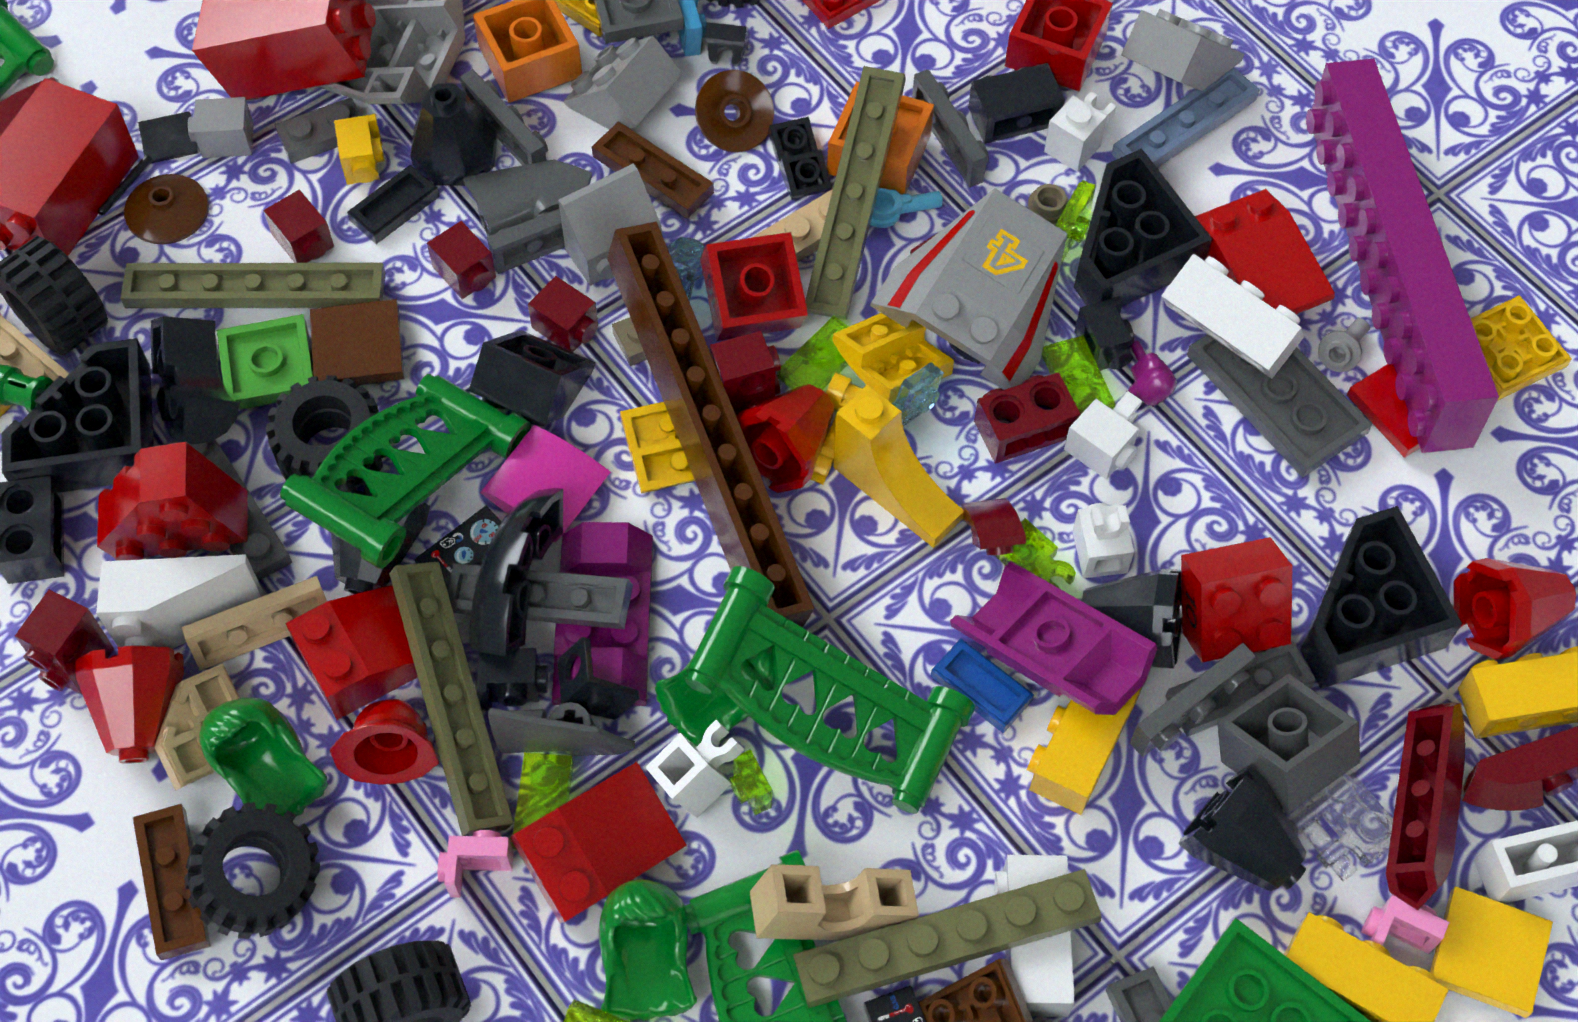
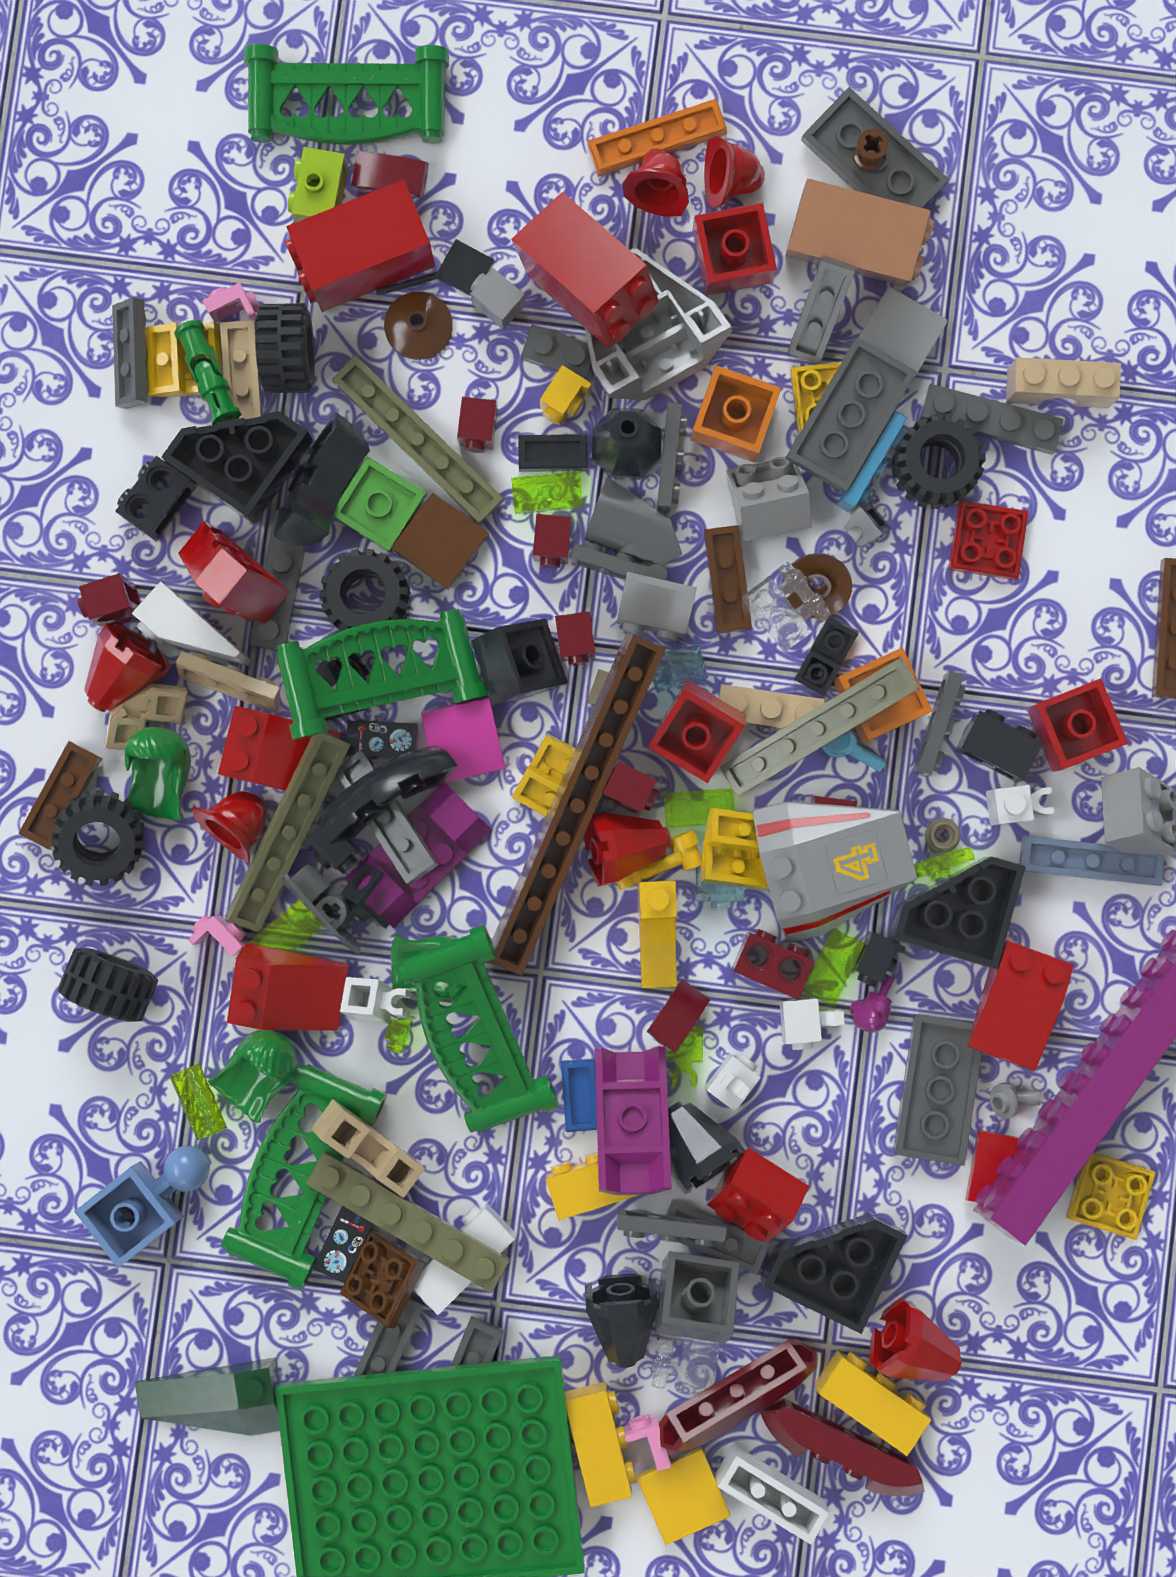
camera: 45 degrees right, 25 degrees up
(406, 244) = (547, 492): none -> clear neon green plate
(722, 153) = (776, 612): none -> clear plate
(1234, 314) = (953, 1030): white brick -> none

